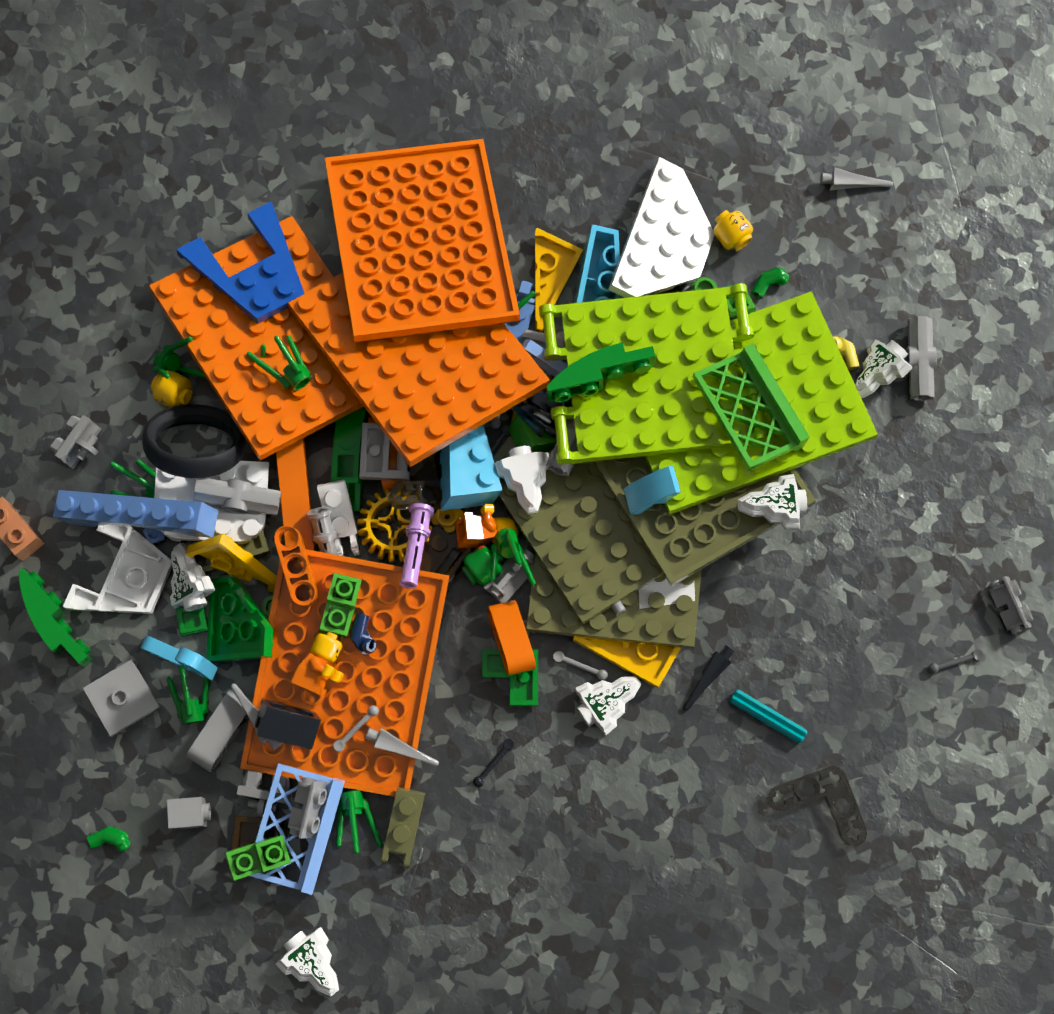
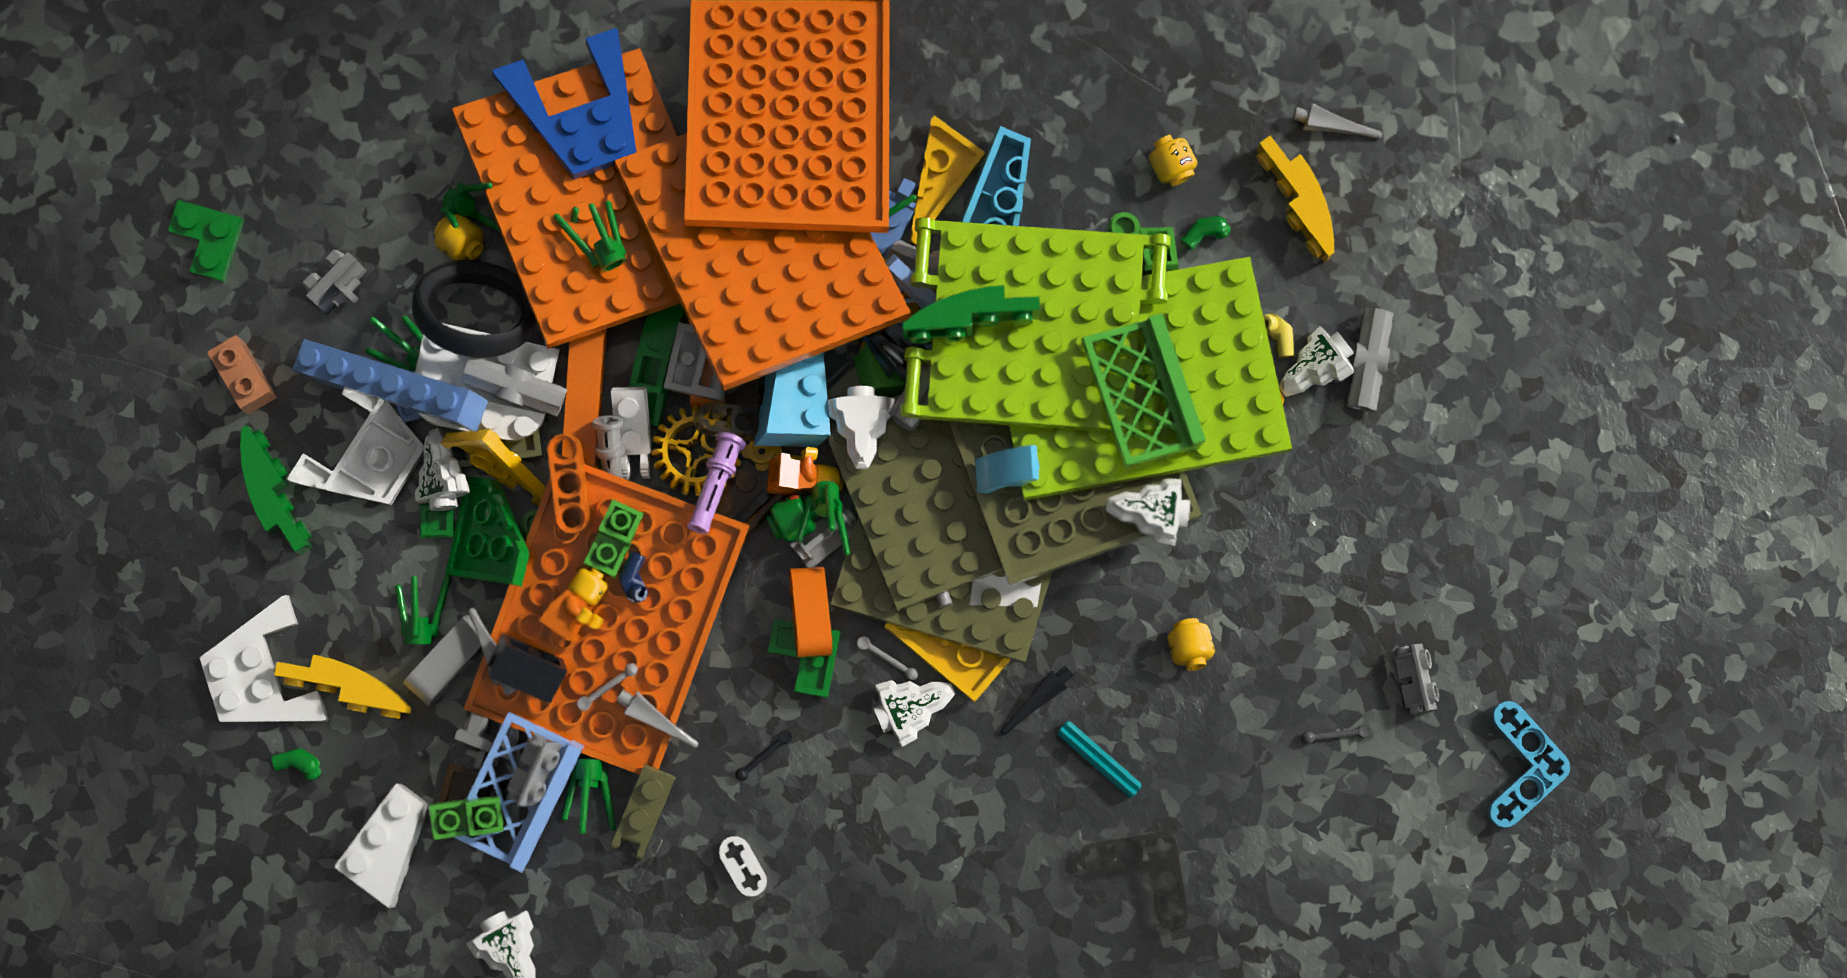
camera: 10 degrees right, 5 degrees up
(54, 776) = (243, 674): none -> white wing
(121, 698) = (338, 599): light grey plate -> none
(148, 767) = (356, 686): none -> yellow slope
(188, 813) = (394, 750): light grey brick -> none
(190, 660) = (414, 565): medium azure beam -> none
(193, 894) = (384, 846): none -> white wedge
(488, 862) = (750, 862): none -> white beam
(666, 237) = (1089, 155): white plate -> none
(824, 609) = (1190, 644): none -> yellow head
(847, 249) = (1309, 208): none -> yellow slope

